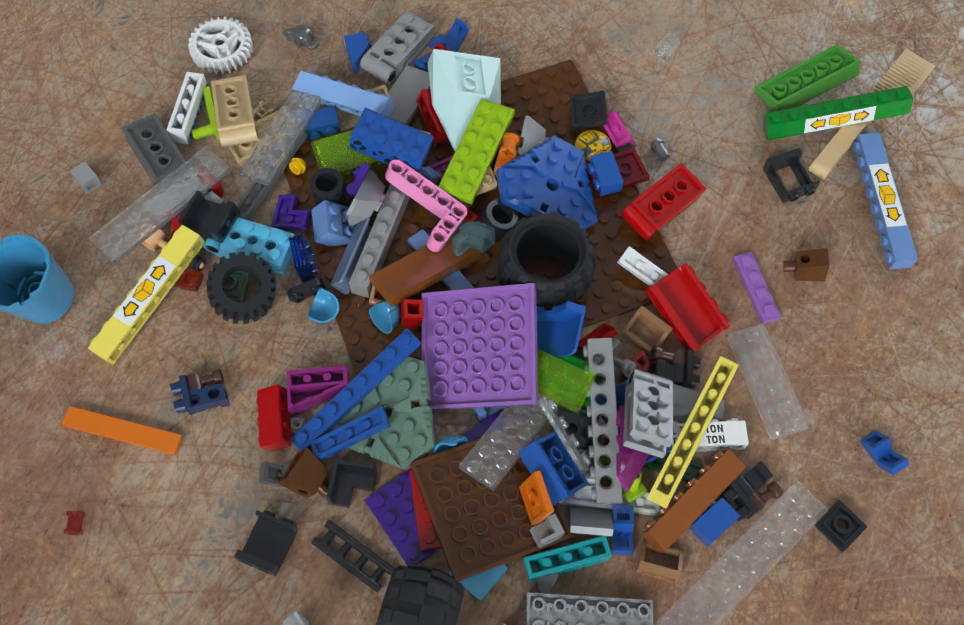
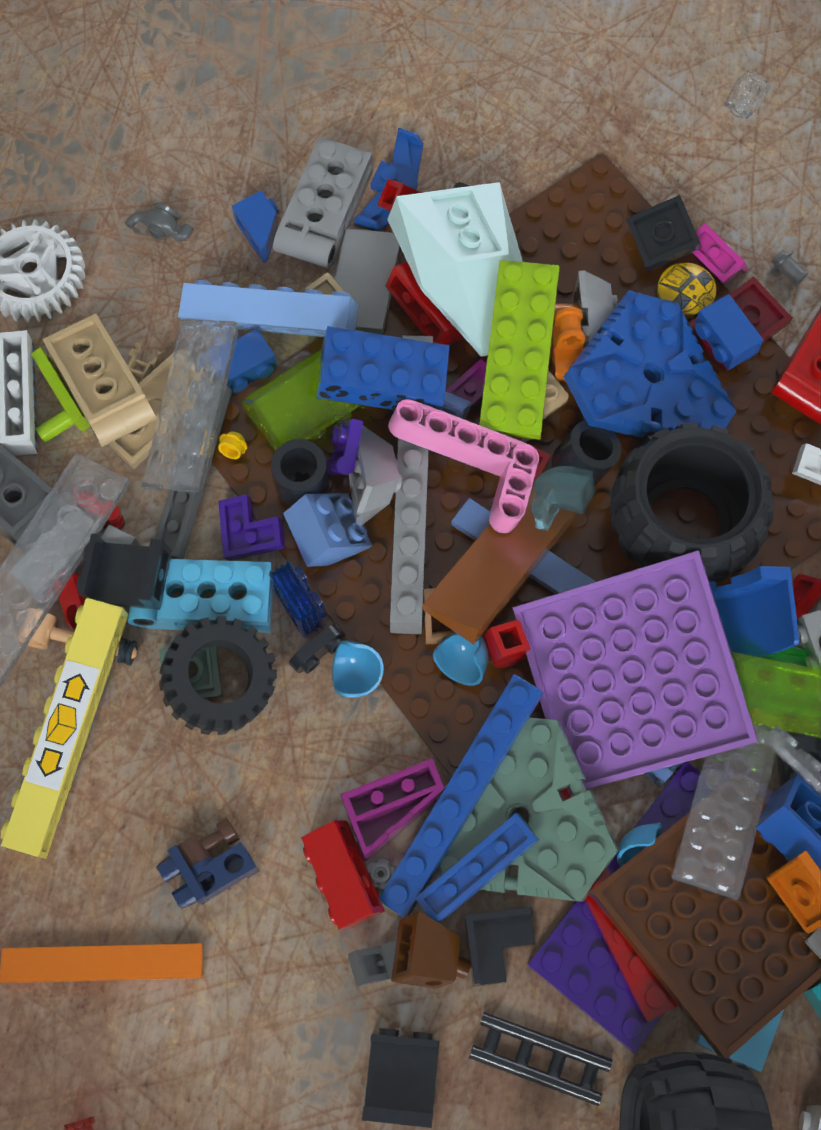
camera: 15 degrees left, 5 degrees up
(190, 280) = (124, 683): clear red plate -> none
(350, 257) = (376, 576): sand blue panel -> none

